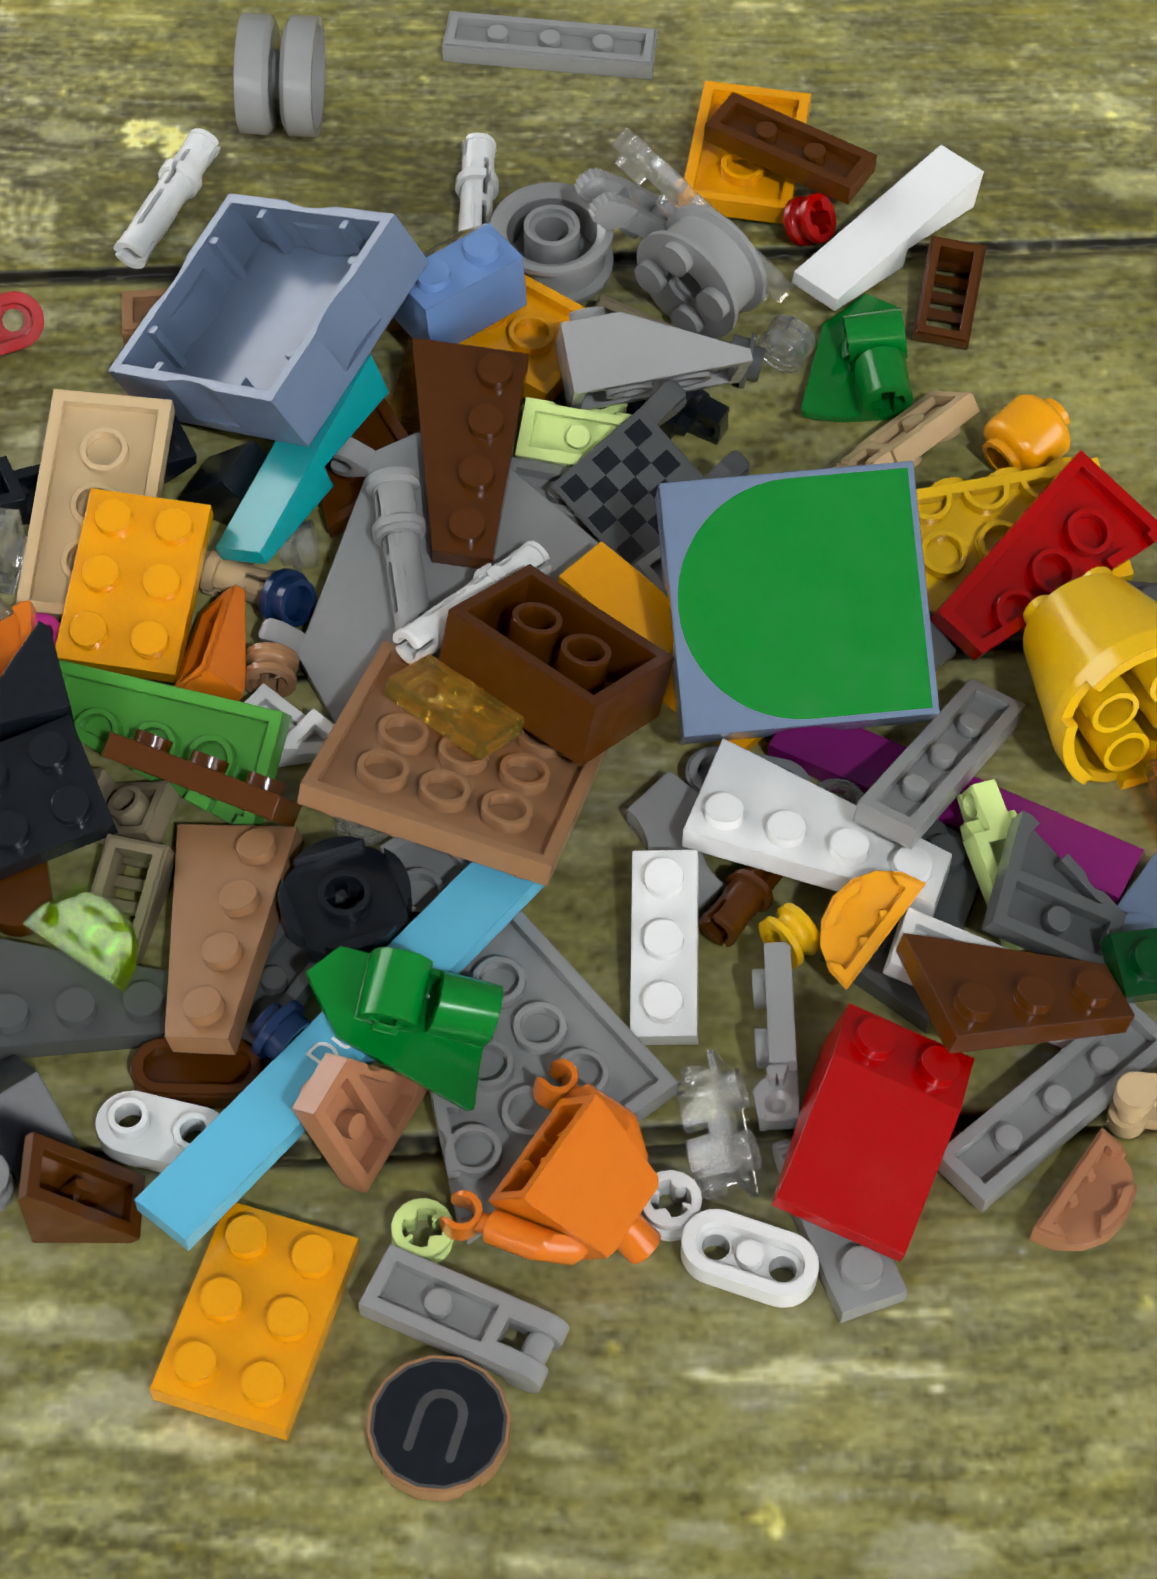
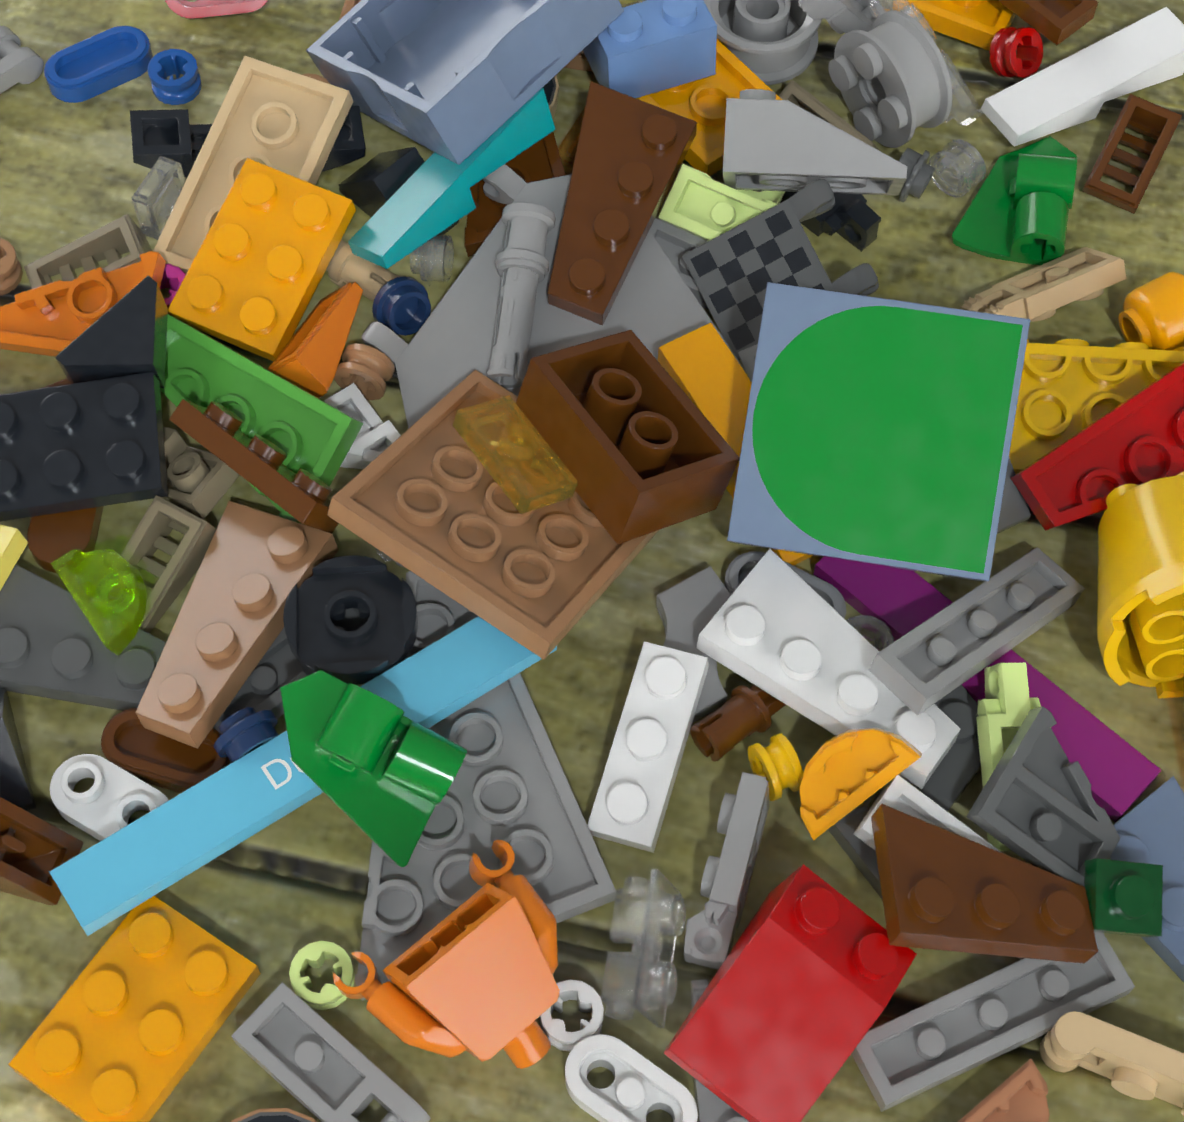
camera: 15 degrees right, 5 degrees up
(356, 1115) = (288, 841): nougat wing -> none
(427, 632) = (509, 373): white pin -> none

